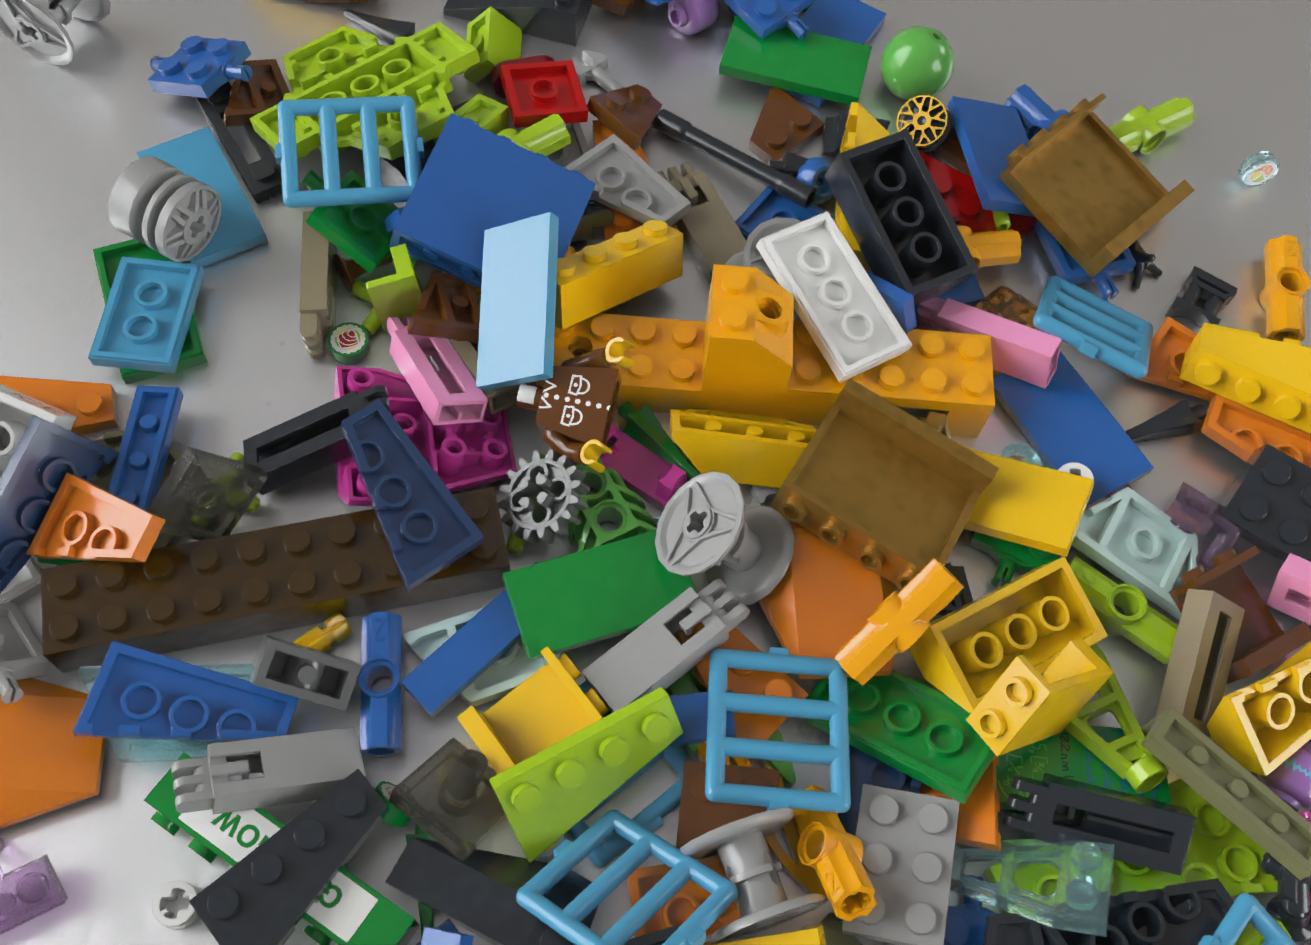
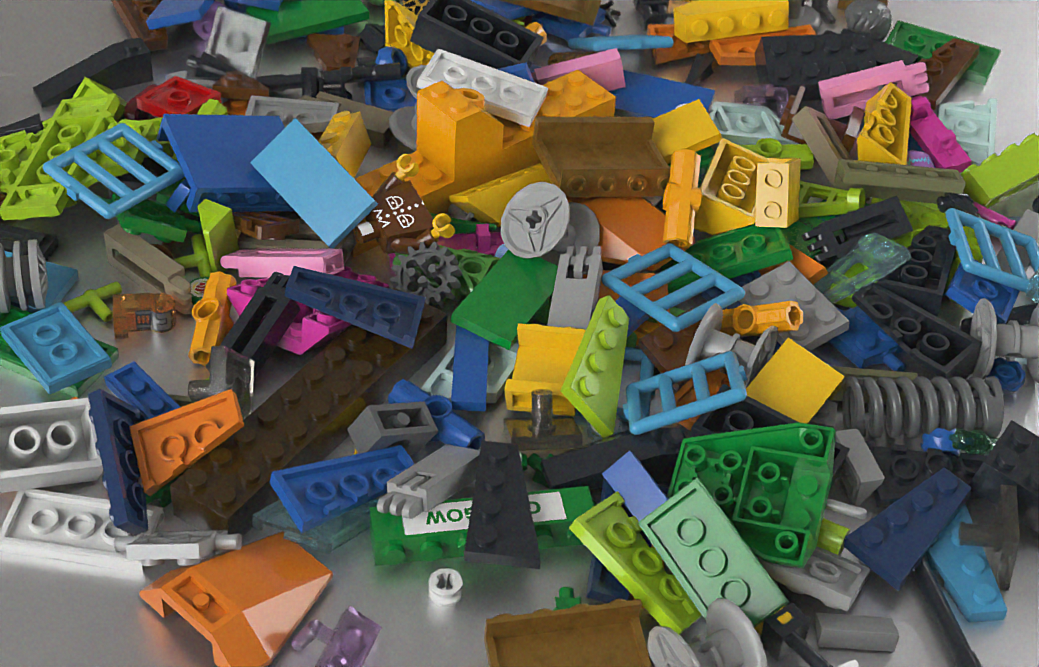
camera: 40 degrees left, 20 degrees down
(244, 278) = (94, 299): none -> lime piece
(263, 327) = (143, 313): none -> clear orange leg
(307, 384) = (211, 317): none -> light orange piece
(637, 68) = (209, 66): none -> black piece
(680, 53) = (238, 40): none -> clear smoke tile
(720, 167) = (314, 81): none -> black piece

